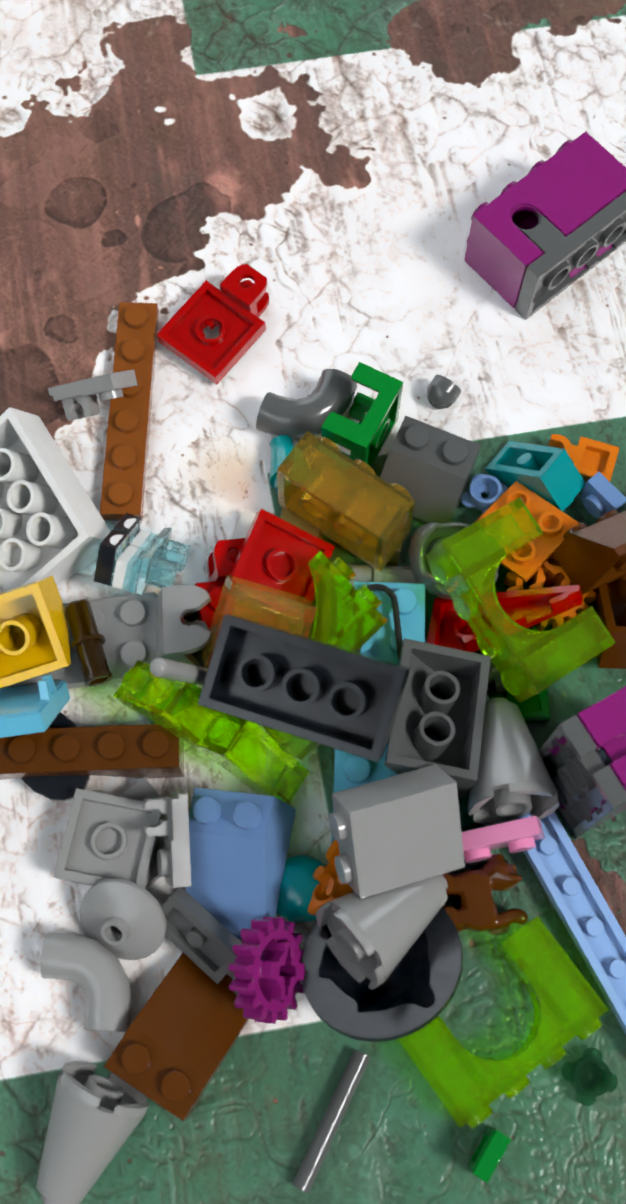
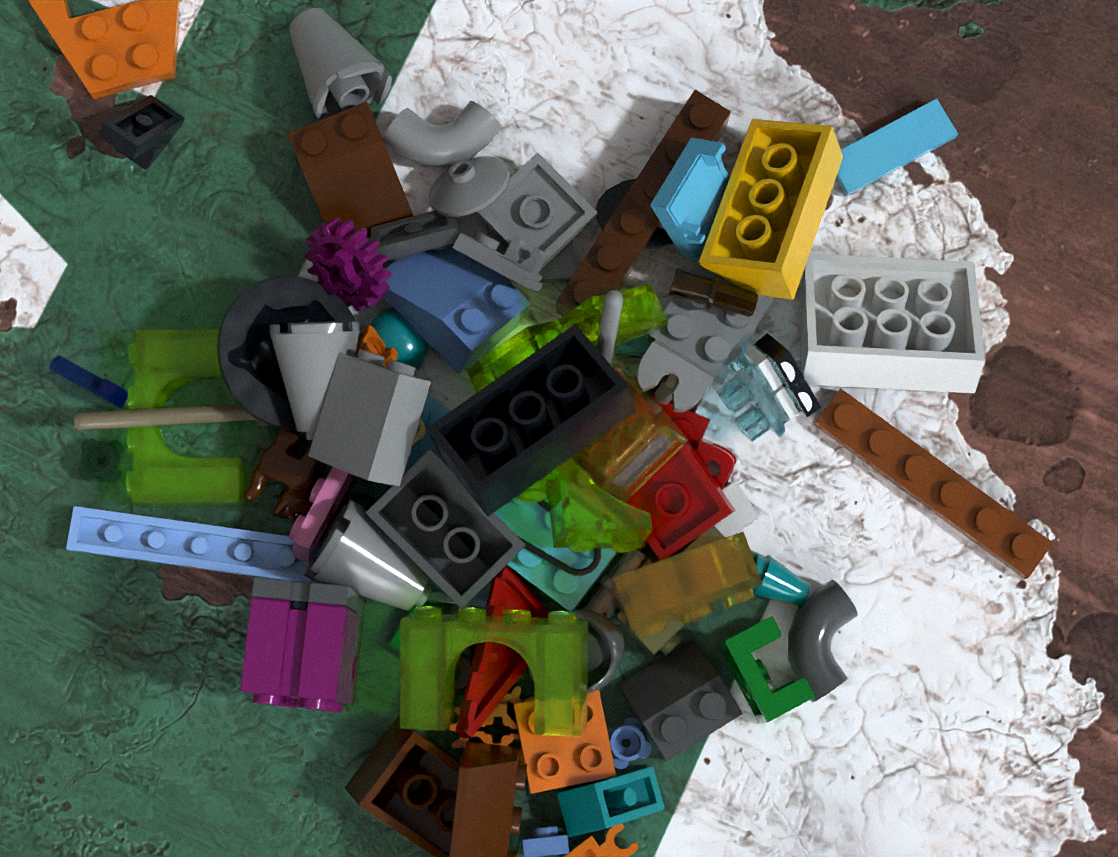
camera: 125 degrees right, 10 degrees up
(84, 392) = (965, 453): light grey plate -> none
(232, 309) = (971, 639): red plate -> none
(331, 1121) = (211, 244): dark grey bar -> none
(442, 392) = (753, 779): dark grey hinge -> none
(488, 1154) = (105, 342): green tile -> none
(525, 1045) = (162, 417): none -> dark tan bar
(529, 1124) = (100, 387): none -> clear blue bar

